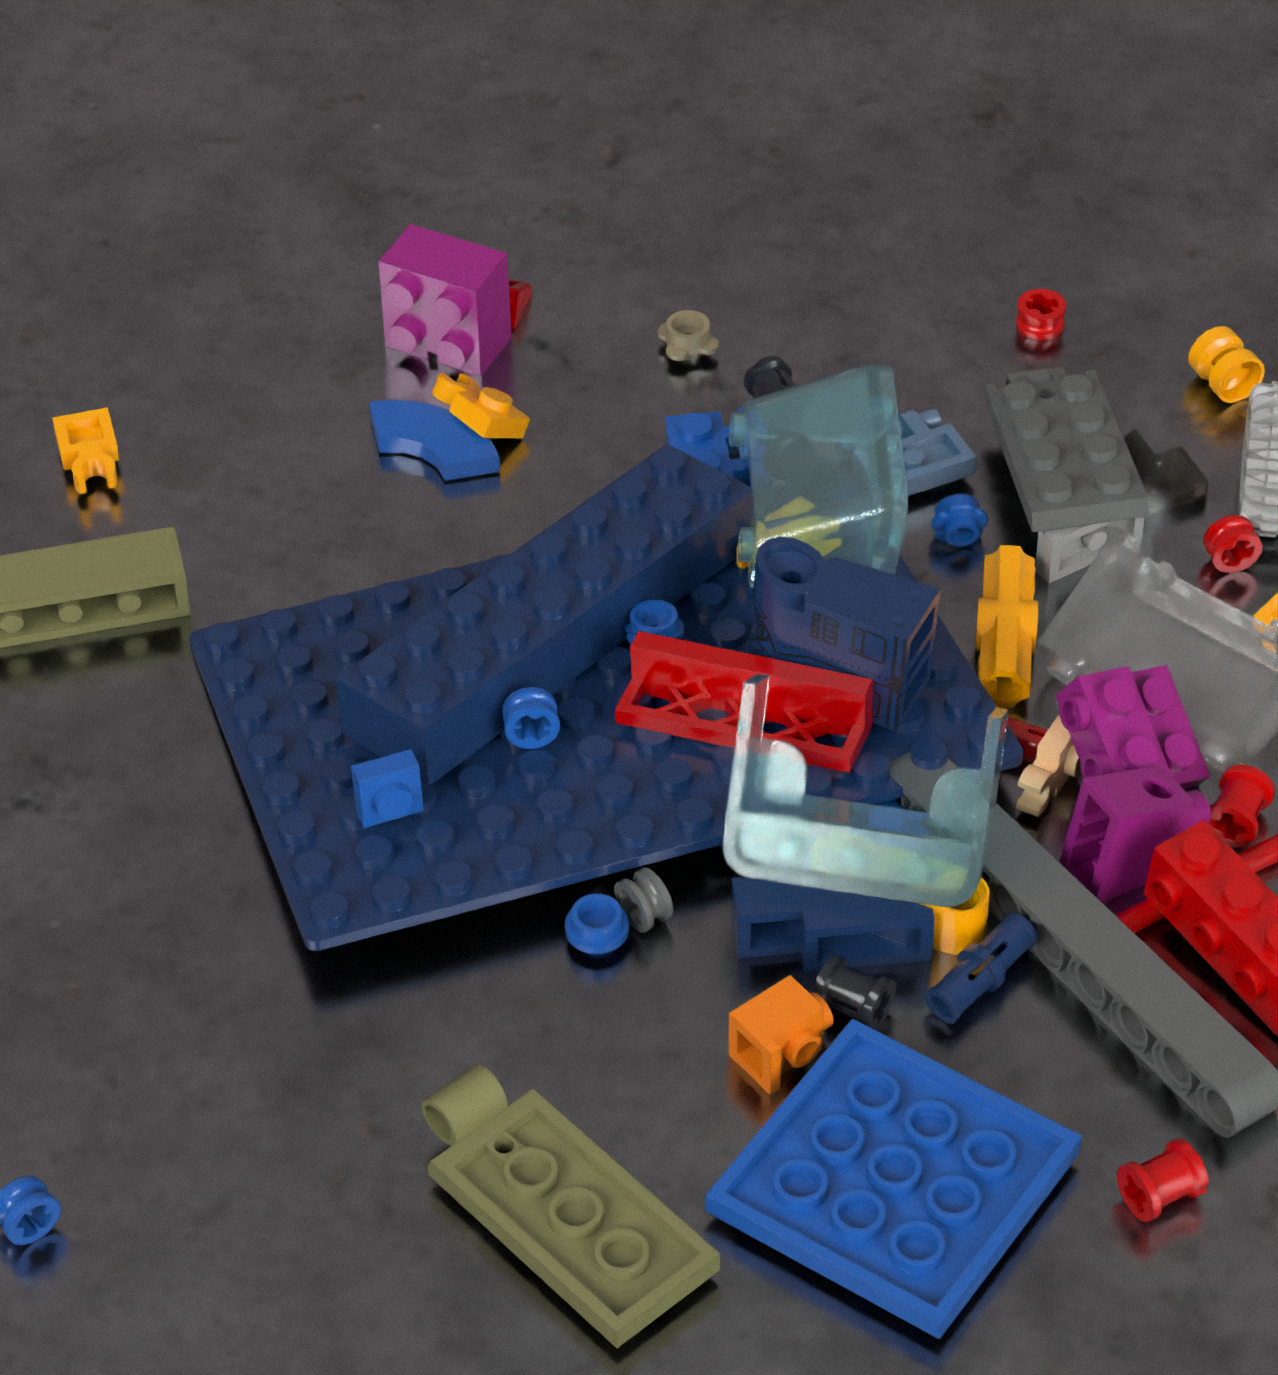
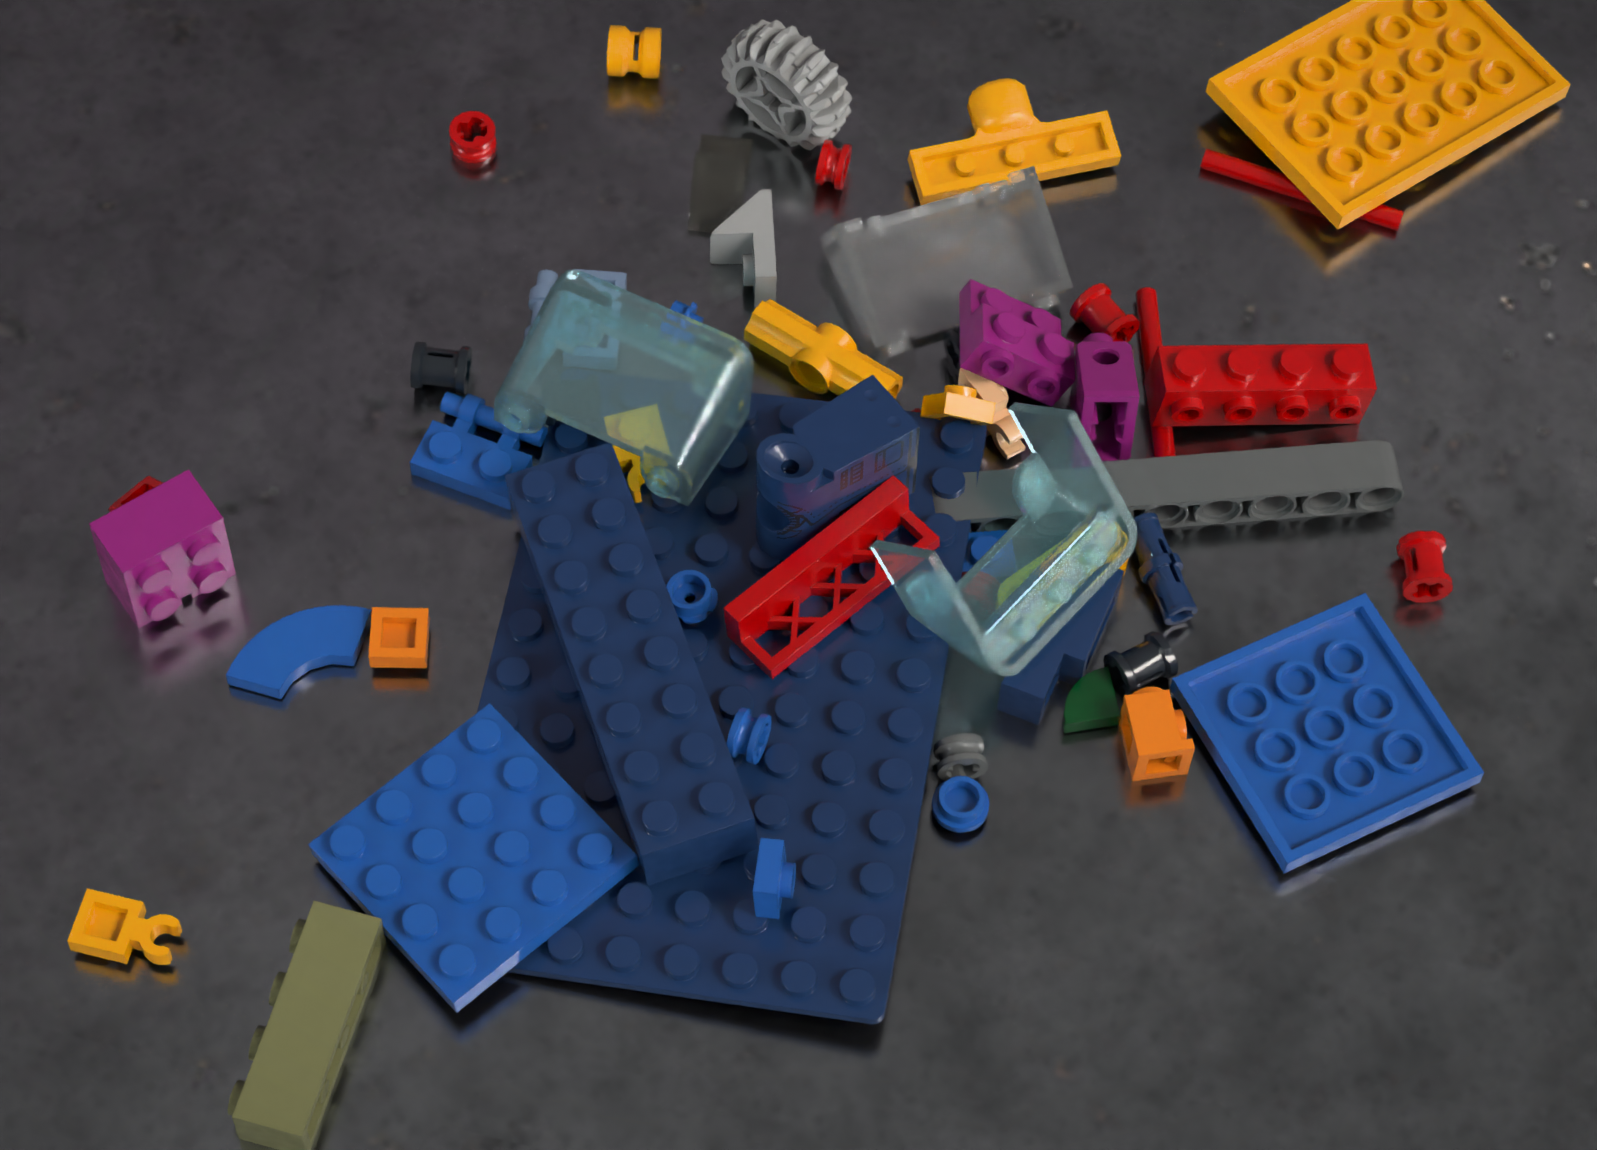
camera: 65 degrees left, 15 degrees up
(290, 610) = (474, 856): none -> blue plate
(484, 410) = (302, 592): light orange plate -> none
(484, 484) = (399, 637): none -> orange plate
(564, 1205) = (1235, 965): olive hinge -> none
(687, 336) = (312, 382): dark tan plate -> none
(770, 969) = (1091, 703): none -> dark green tile
(1021, 720) = (958, 403): none -> light orange plate
(1064, 449) = (675, 209): dark grey hinge -> none

